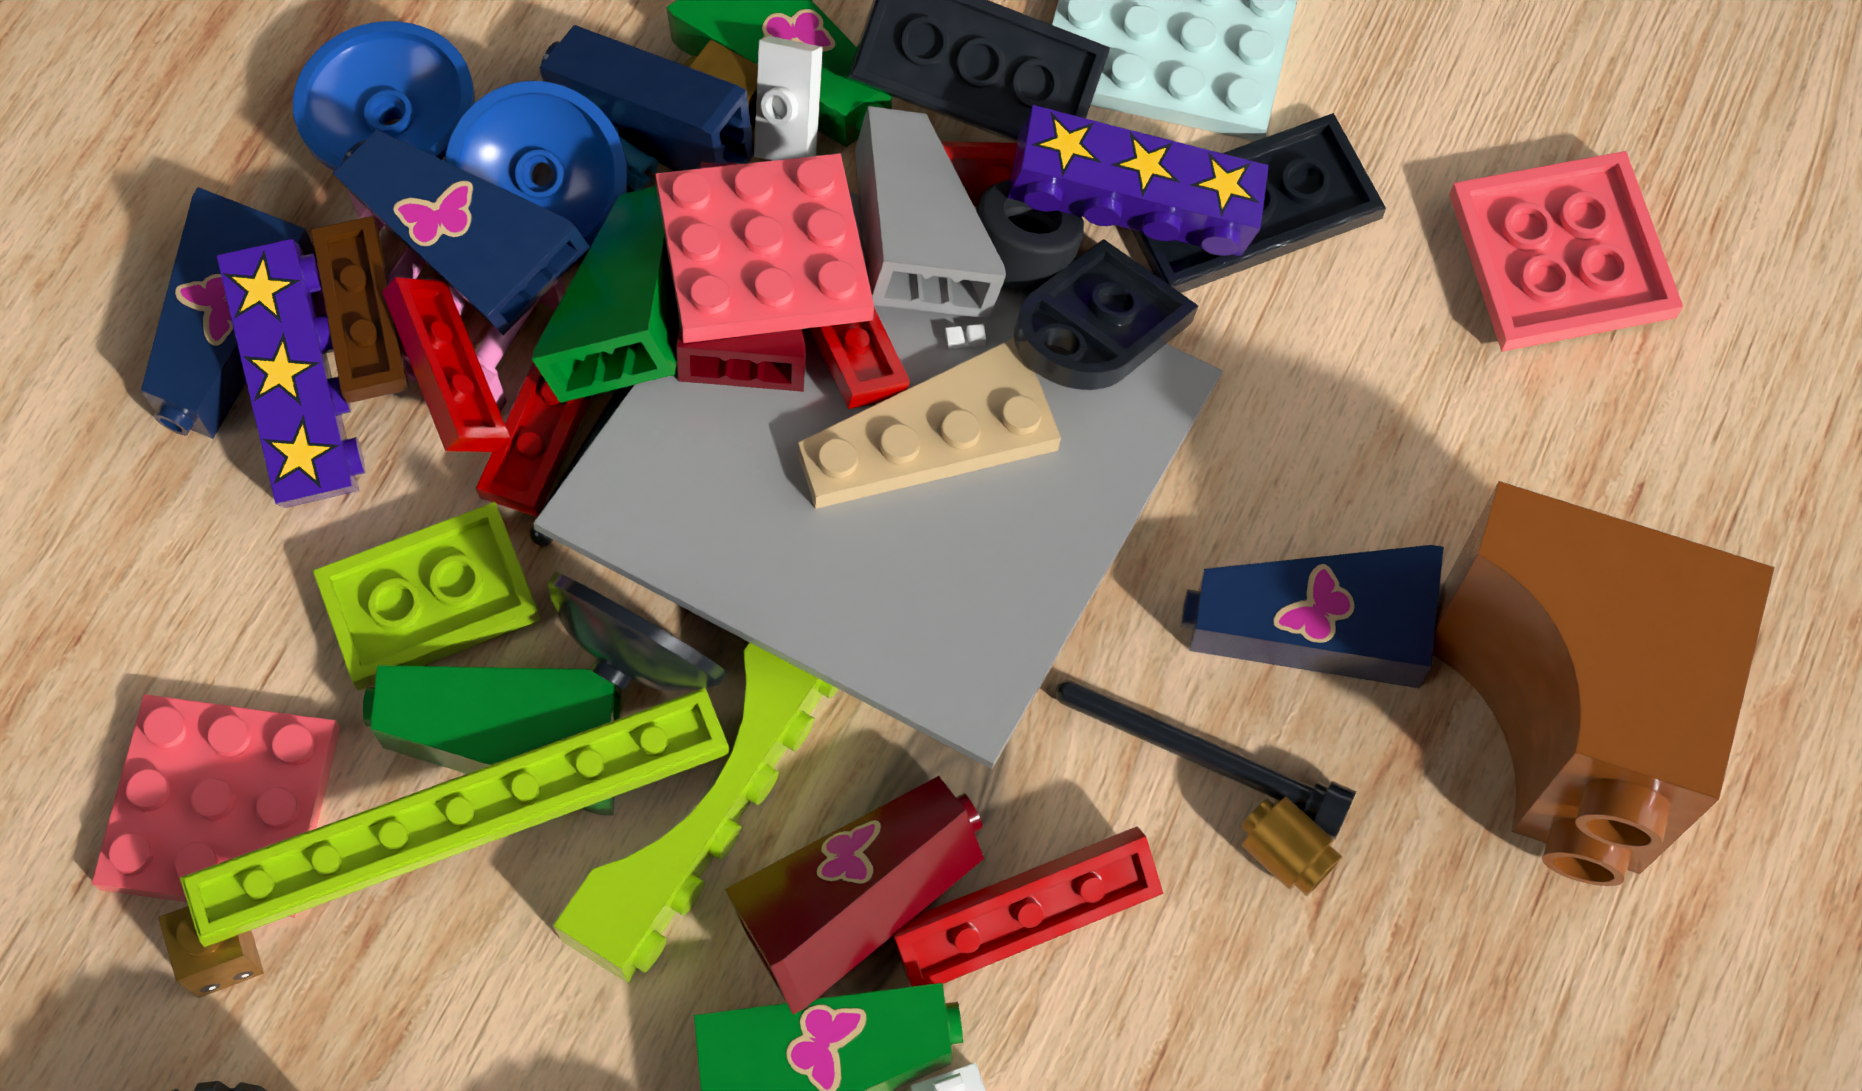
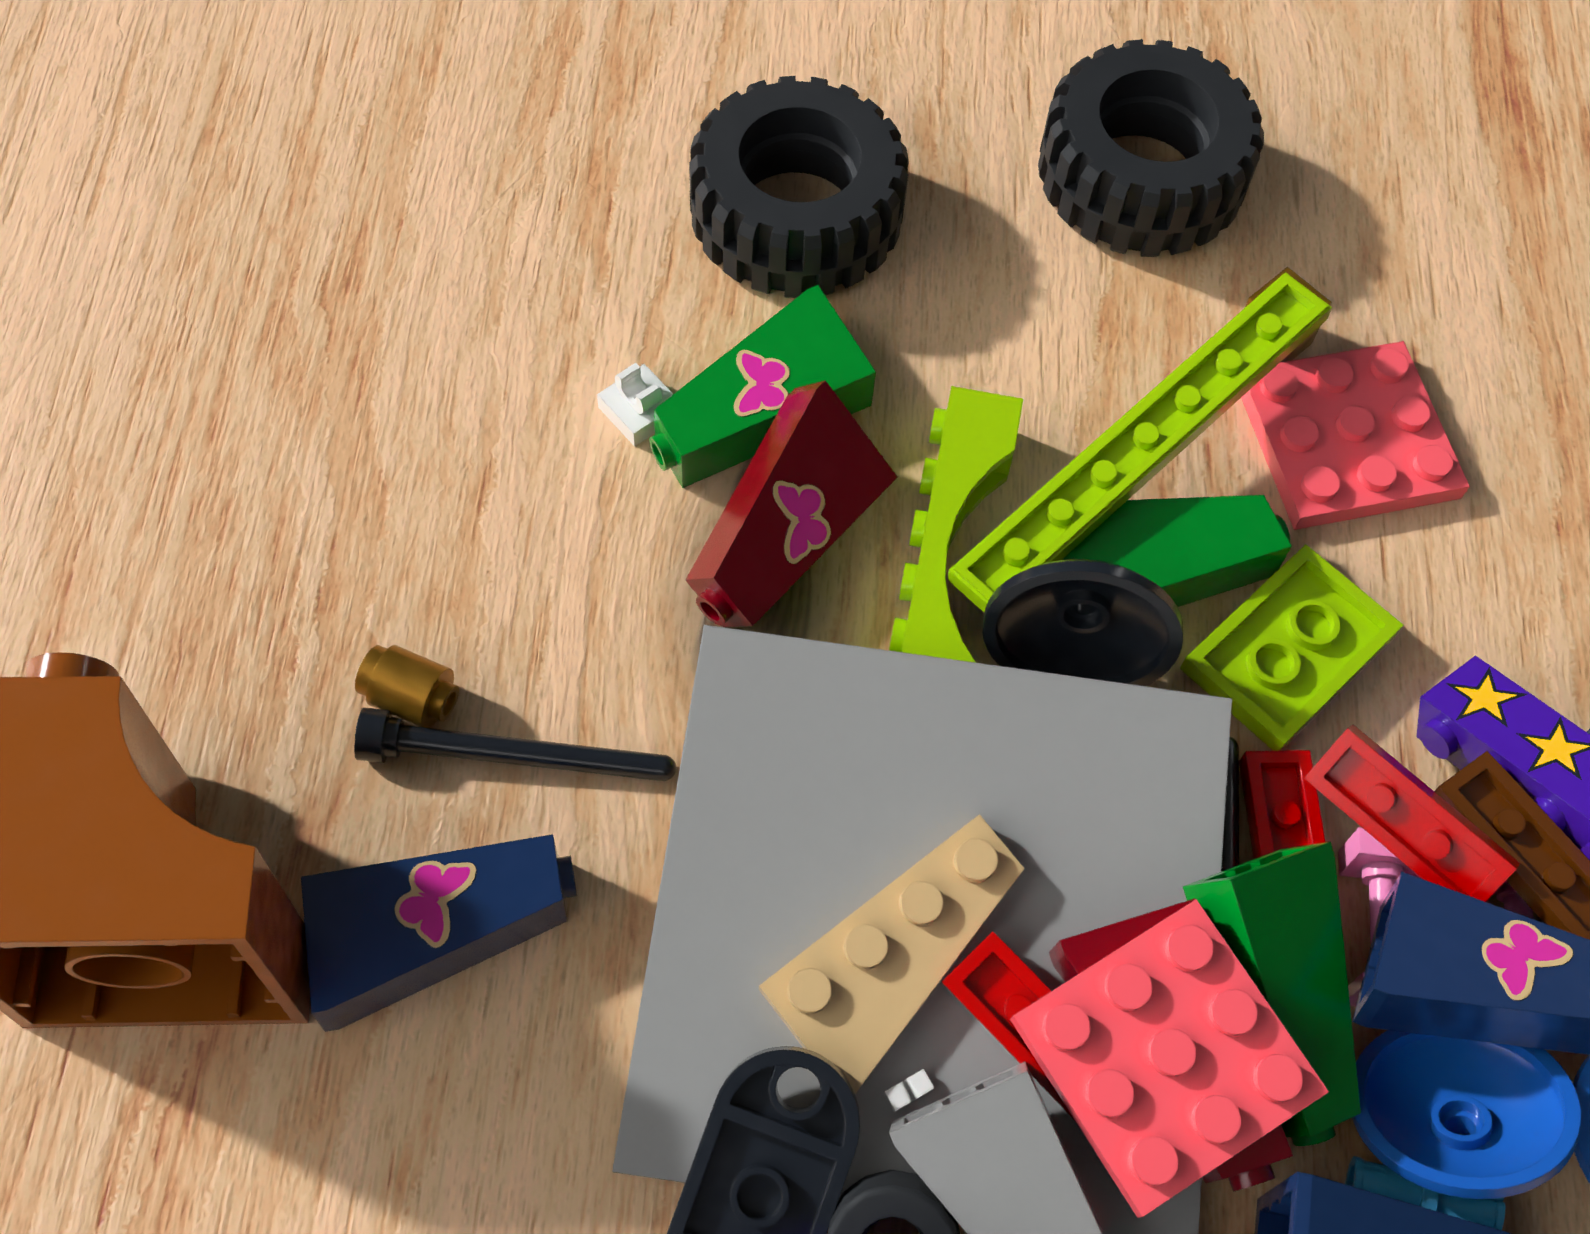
camera: 155 degrees right, 5 degrees down
(1028, 909) = (618, 567): red plate -> none

